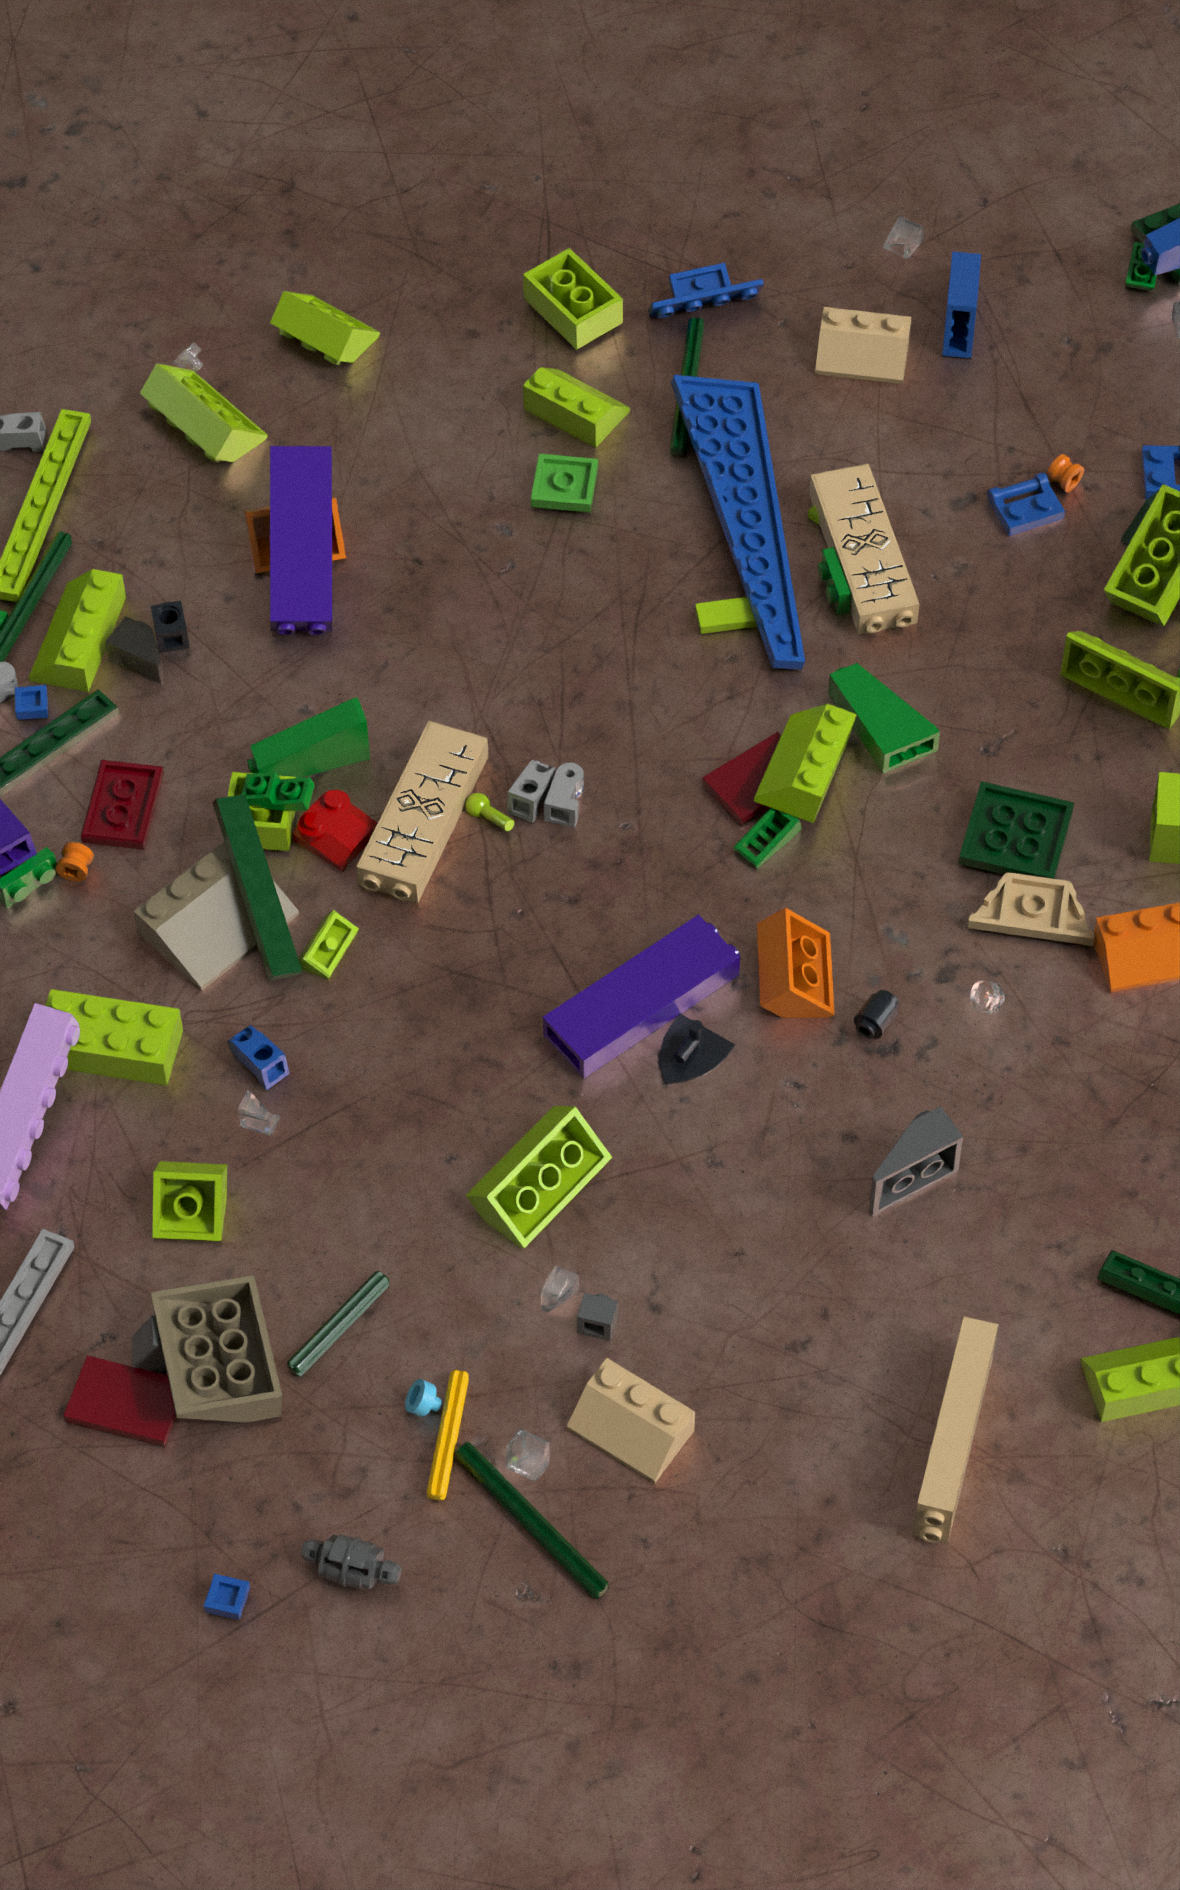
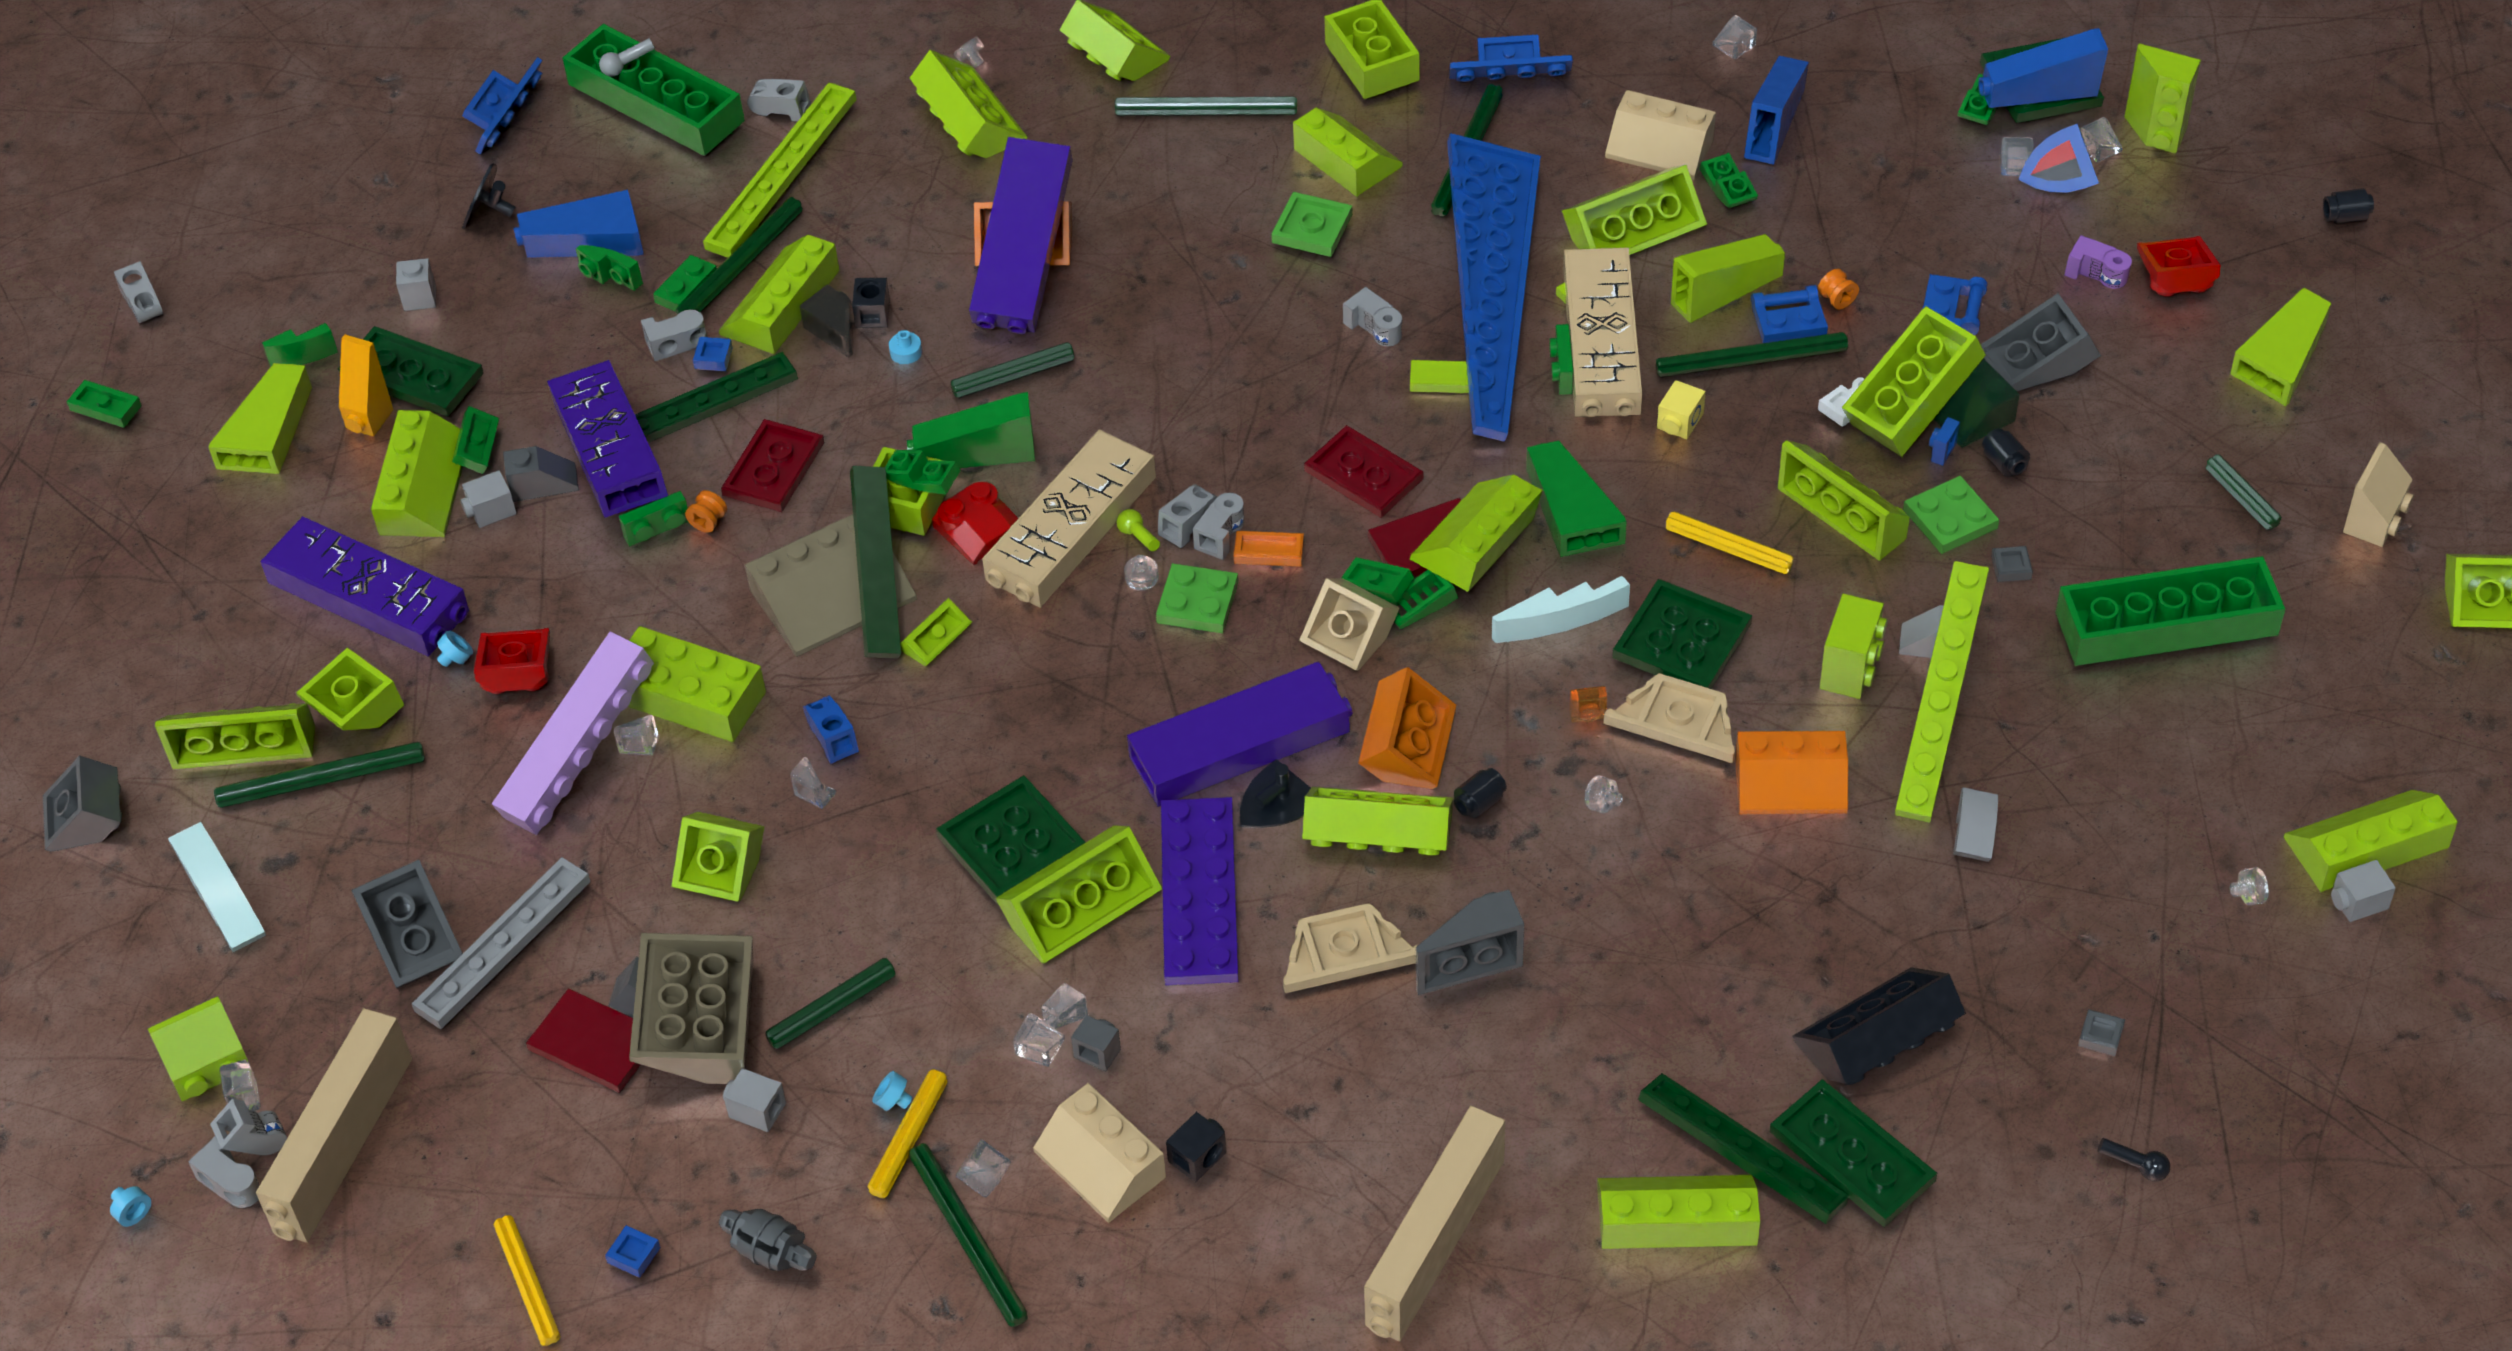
camera: 15 degrees right, 5 degrees down
(77, 1097) = (637, 736): none -> clear slope
(134, 1643) = (527, 1280): none -> yellow axle
(214, 666) = (905, 347): none -> medium azure tile
(296, 1430) = (754, 1099): none -> light grey brick
(323, 672) = (1012, 370): none -> dark green axle
(429, 378) = (1205, 106): none -> axle
(459, 1134) = (1008, 837): none -> dark green plate
(503, 853) = (1141, 572): none -> clear tile
(542, 1324) = (1037, 1040): none -> clear slope
(563, 870) = (1197, 598): none -> bright green plate
(615, 810) = (1269, 548): none -> orange tile
(647, 1153) = (1199, 891): none -> dark purple plate
(650, 566) = (1374, 316): none -> light grey leg
(681, 719) = (1363, 471): none -> dark red tile
(711, 871) = (1348, 622): none -> tan slope
(717, 1397) = (1196, 1146): none -> black brick
(726, 825) = (1379, 578): none -> green plate
(792, 1056) = (1377, 819): none -> lime slope
(796, 1183) = (1344, 947): none -> tan wing
(863, 427) = (1638, 213): none -> lime slope
(895, 830) = (1553, 614): none -> light aqua slope
(936, 384) = (1727, 182): none -> green slope
(950, 912) = (1588, 704): none -> clear orange plate
(955, 613) = (1681, 409): none -> light yellow brick
(959, 475) = (1722, 274): none -> lime slope
(1003, 548) = (1751, 354): none -> dark green axle
(1033, 735) = (1729, 542): none -> yellow axle
(1095, 581) = (1832, 403): none -> white plate

